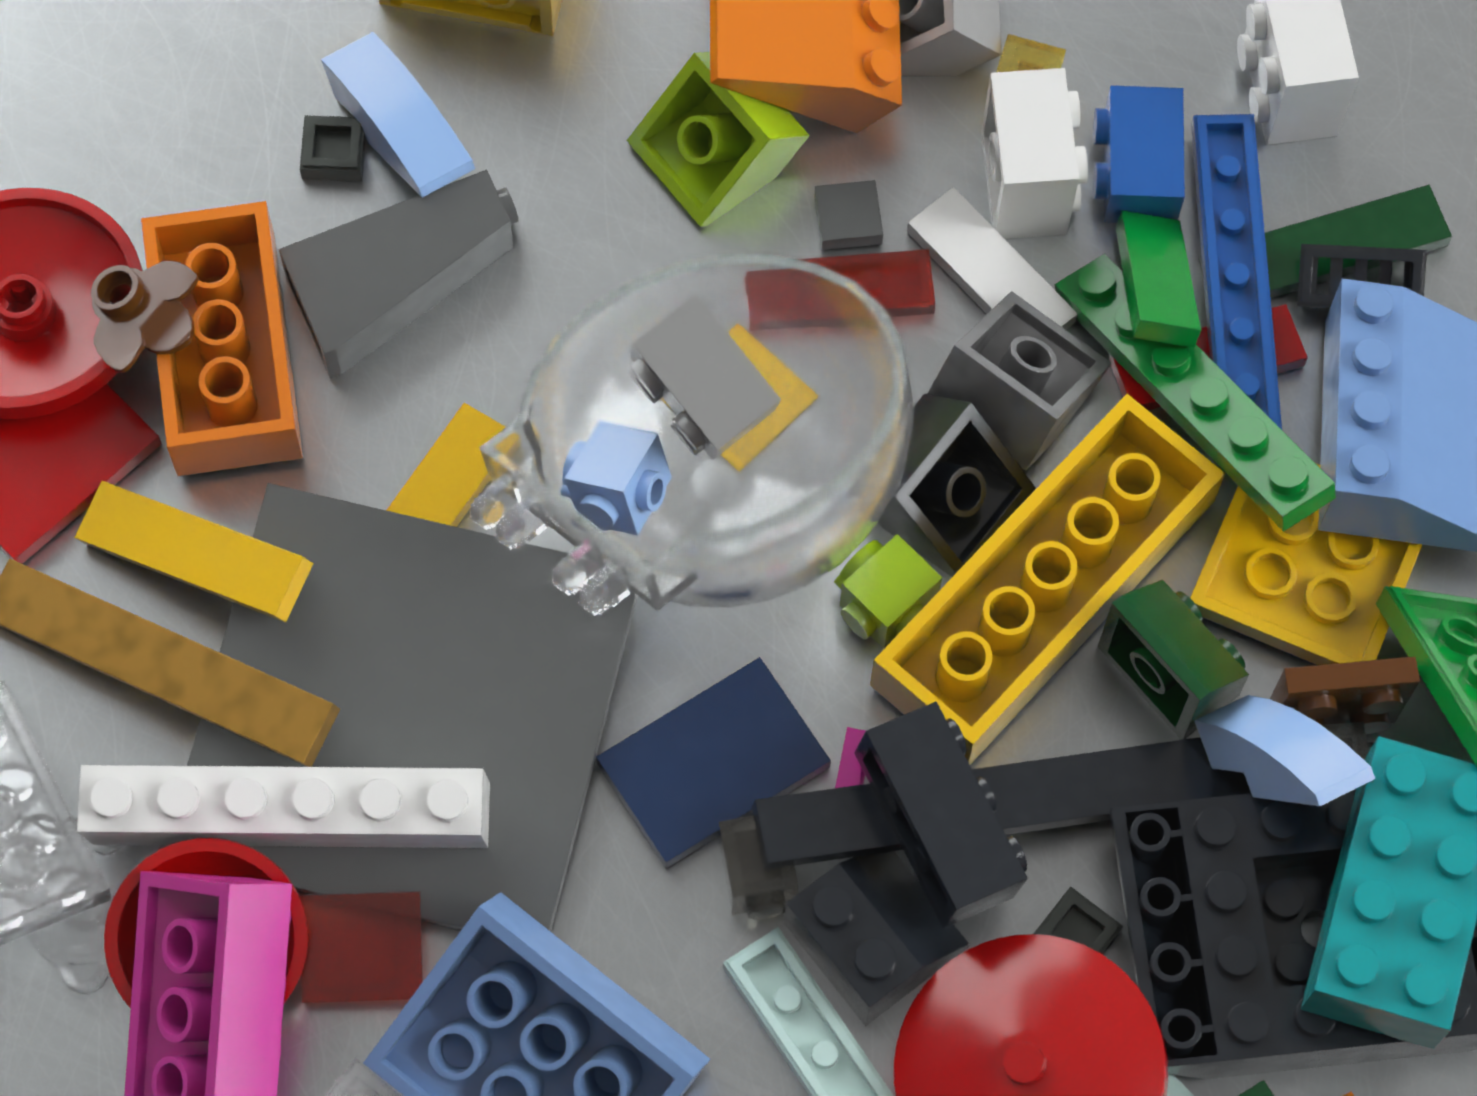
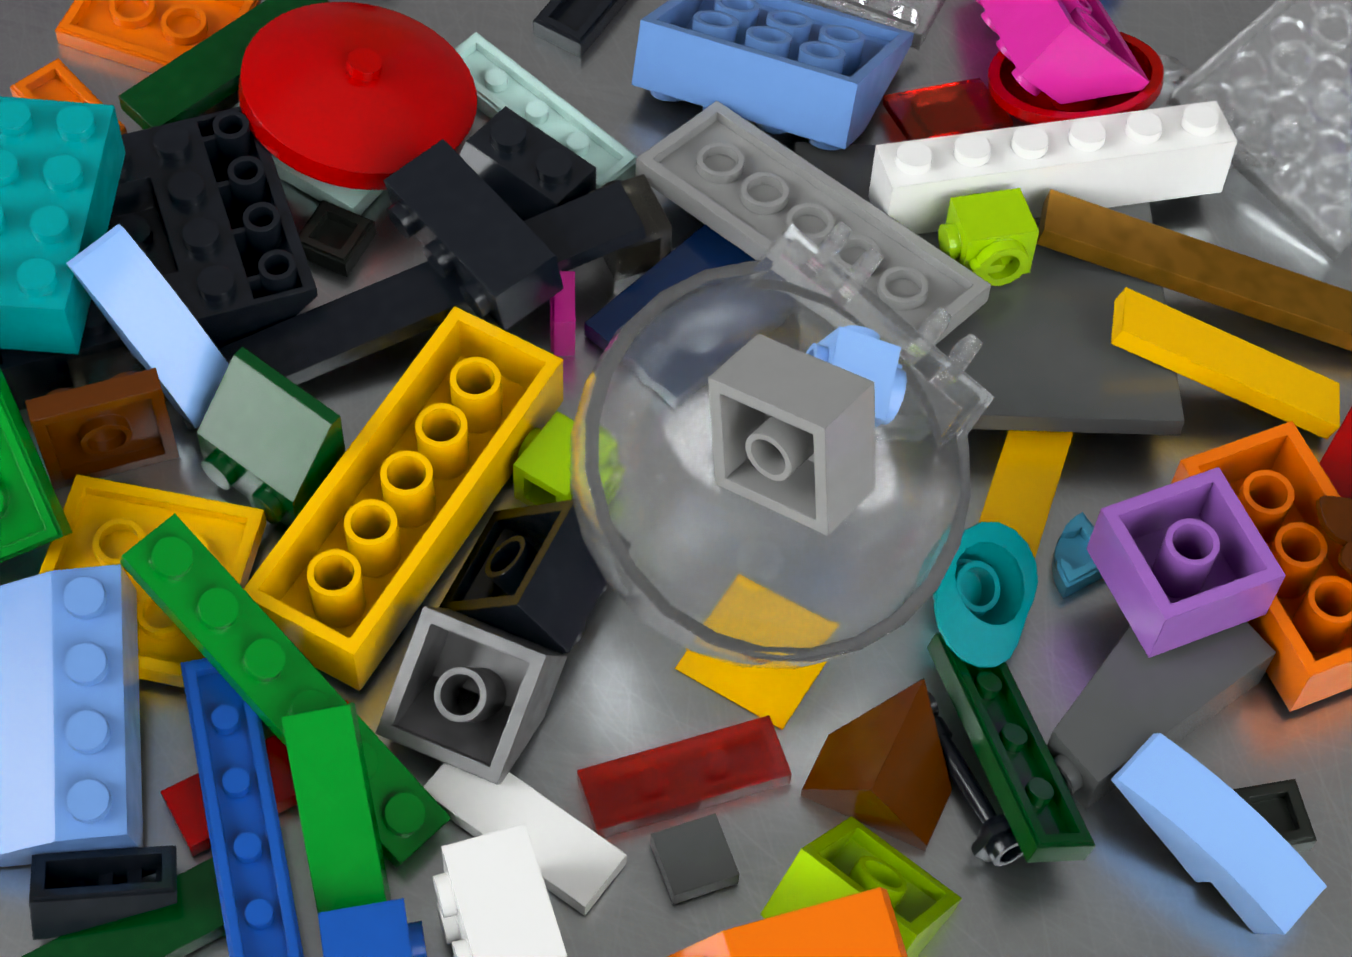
camera: 165 degrees right, 10 degrees down
(342, 305) = (1184, 561): none -> medium lavender brick
(388, 724) = (990, 234): none -> lime brick
(408, 418) = (1071, 561): none -> medium azure tile
(502, 375) = (986, 594): none -> teal piece
(547, 225) = (1014, 758): none -> dark green tile
(575, 786) = (757, 188): none -> light grey plate
(579, 169) = (995, 836): none -> black piece
(661, 231) = (886, 769): none -> reddish brown slope

